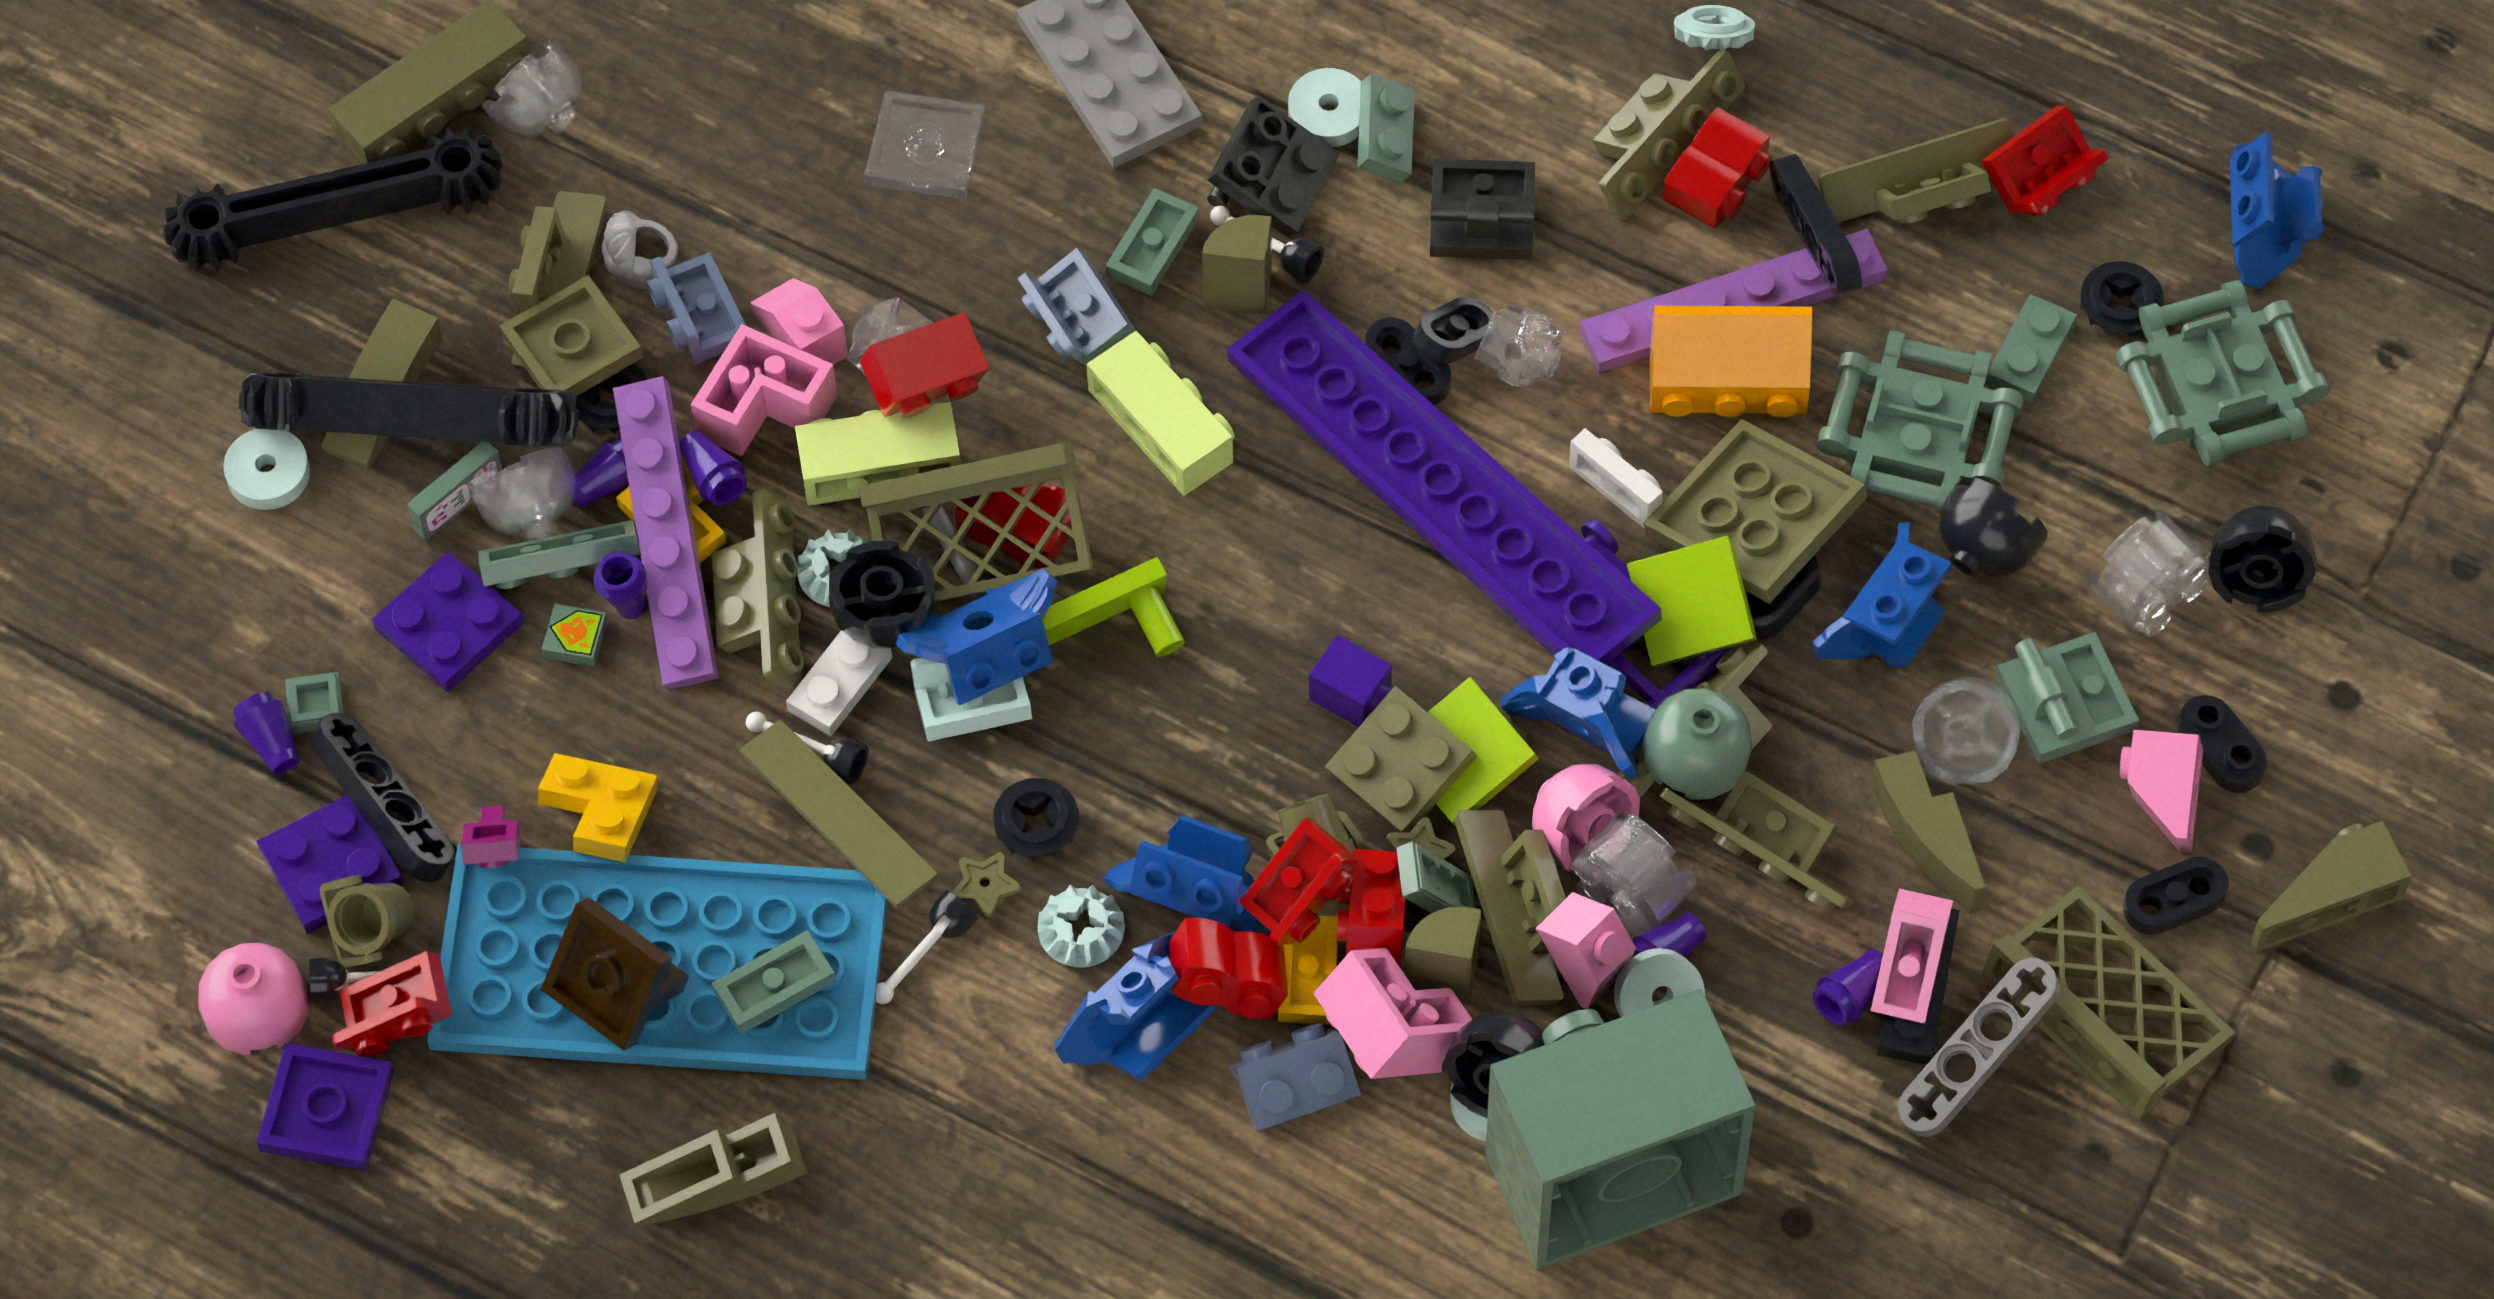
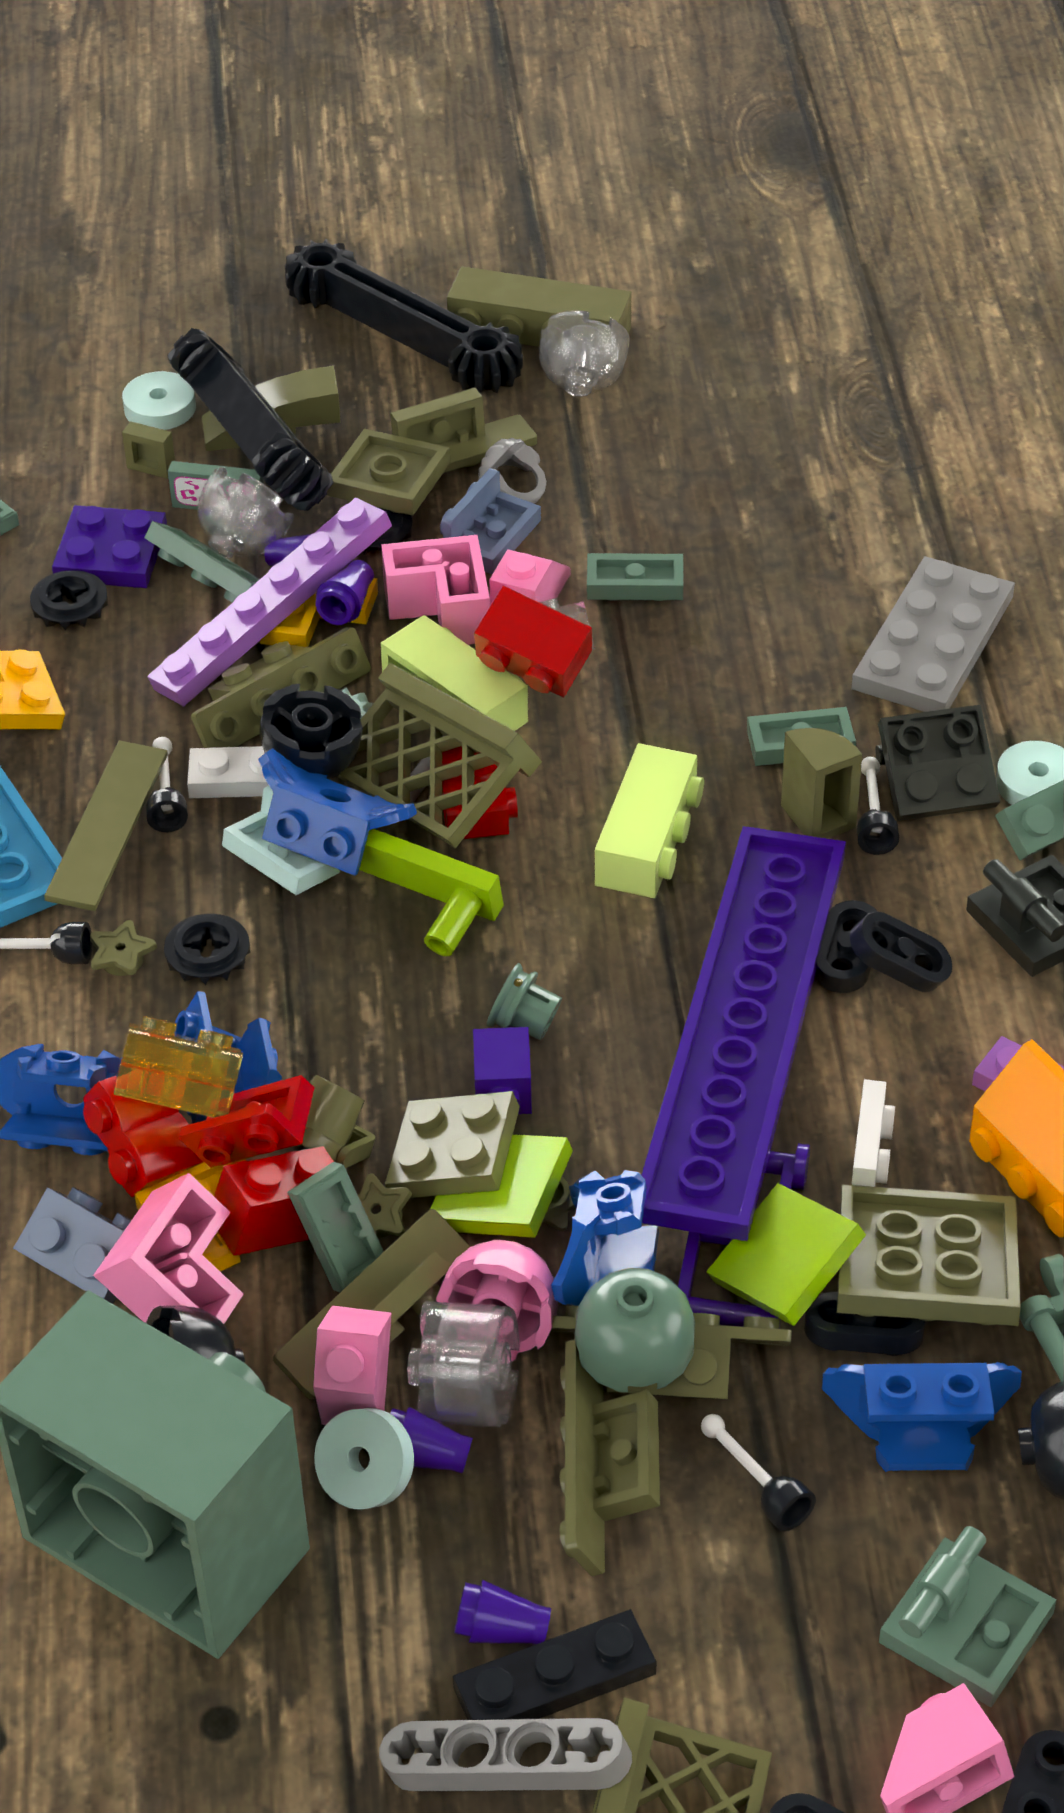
camera: 55 degrees right, 15 degrees down
(349, 514) = (148, 449): none -> olive plate
(483, 677) = (80, 587): none -> black gear
(574, 635) = (154, 613): tile -> none
(622, 583) = (203, 595): dark purple cone -> none
(856, 237) = (634, 576): none -> sand green plate
(924, 144) = (754, 571): clear plate -> none
(1076, 308) = (692, 717): sand blue bracket -> none
(1095, 943) = (105, 1028): light aqua gear -> none
(1236, 900) = (177, 1068): none -> clear yellow brick
(1293, 626) = (524, 1004): none -> sand green piece
(1445, 951) = (272, 1269): olive brick -> none
(1521, 345) = (930, 1001): clear brick -> none
(1881, 743) = (783, 1498): none -> black hinge
(1911, 955) = (555, 1629): bright pink slope -> none
(1928, 828) = (724, 1580): olive slope -> none
(1972, 749) = (843, 1543): clear cylinder -> none

